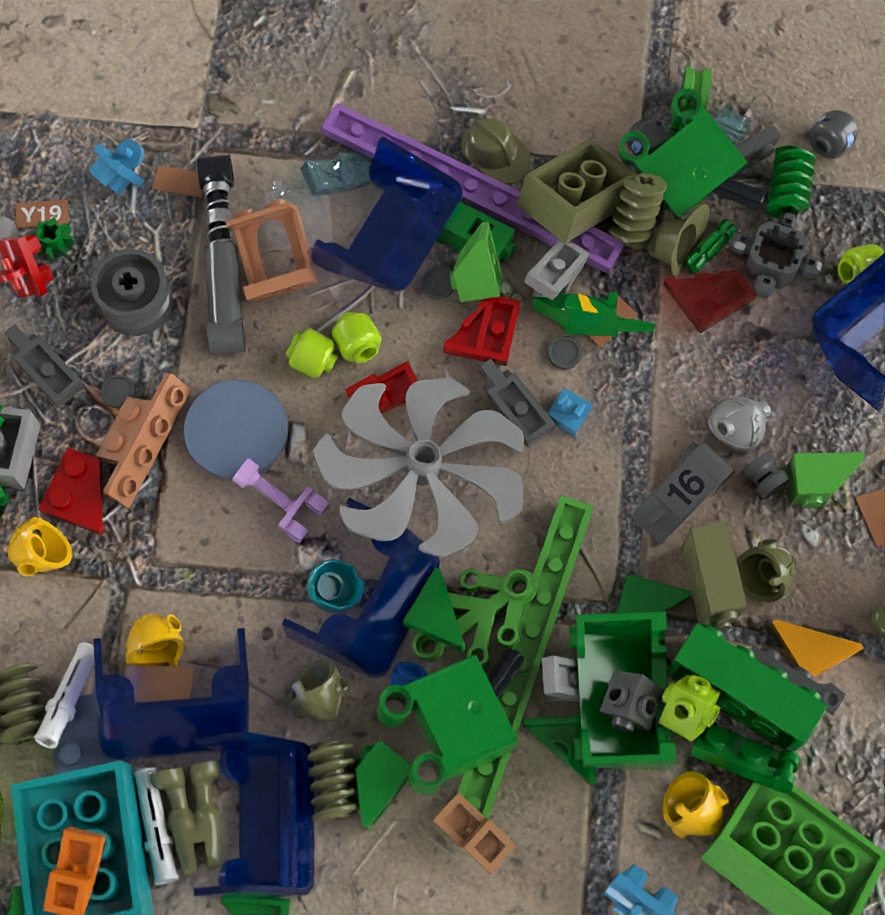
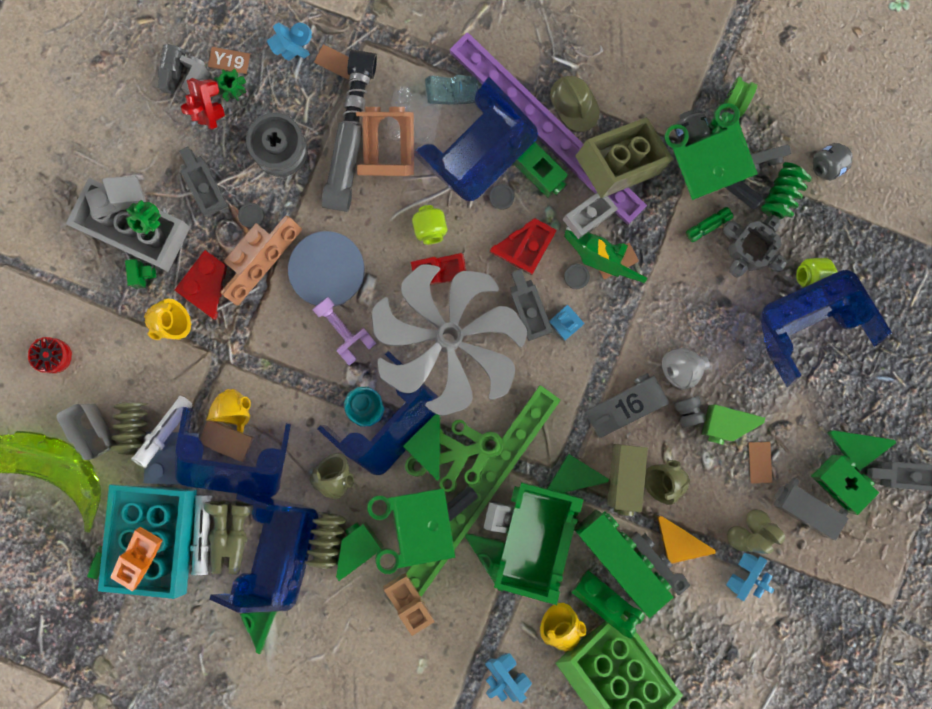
camera: 15 degrees right, 15 degrees up
(311, 353) = (394, 228): lime head -> none
(406, 673) = (397, 484): blue tile -> none
(477, 267) = (531, 198): bright green slope -> none
(631, 701) = (541, 550): dark grey brick -> none
(638, 209) = (664, 186): olive piece -> none
(679, 237) = (685, 213): olive piece -> none
(689, 706) = (583, 565): lime brick -> none
(709, 296) = (695, 264): clear red wing -> none
(732, 123) = (757, 134): clear light blue slope -> none

